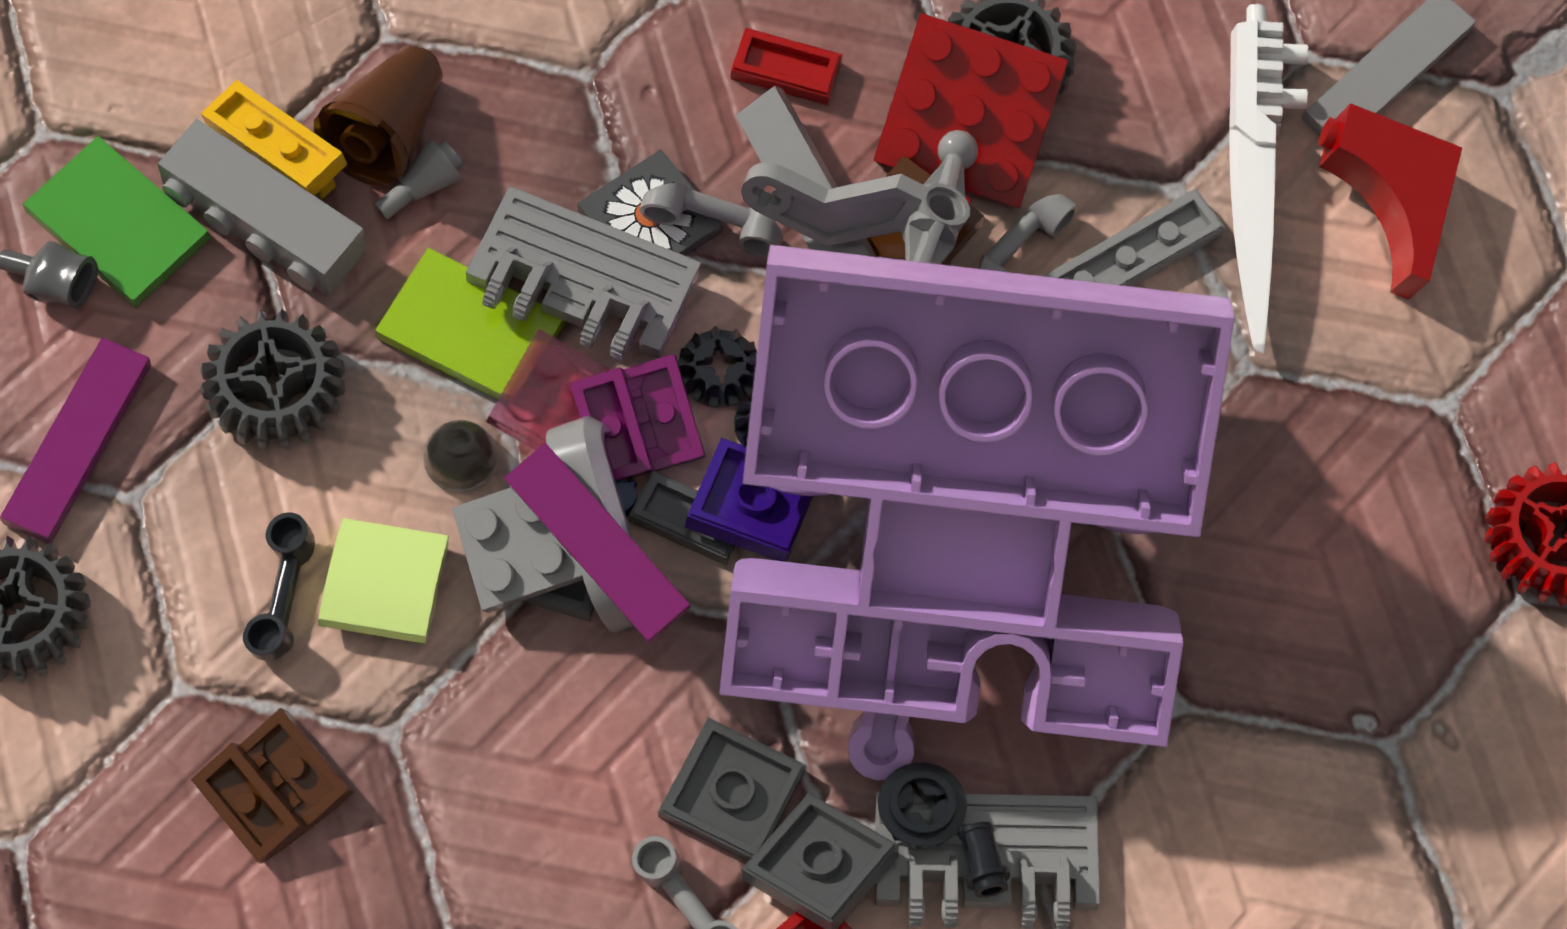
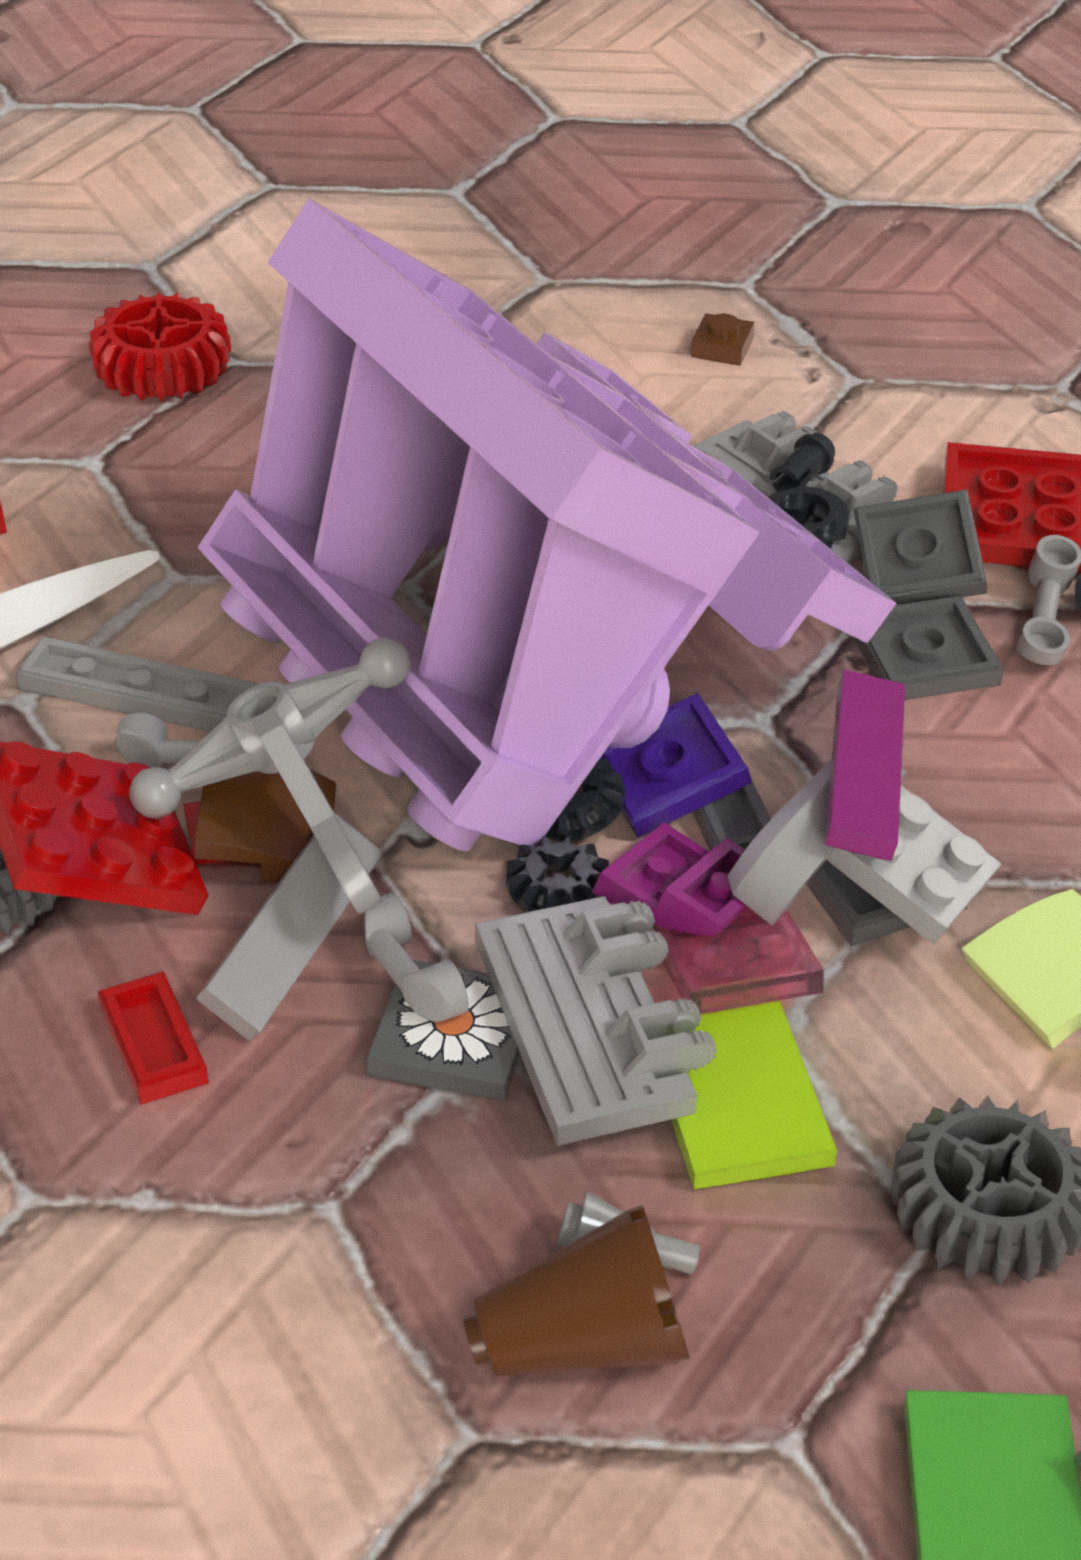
camera: 125 degrees left, 25 degrees down
(261, 208) = (827, 1359): light grey brick -> none
(275, 138) = (732, 1410): yellow hinge -> none
(460, 456) = (873, 1000): clear smoke brick -> none

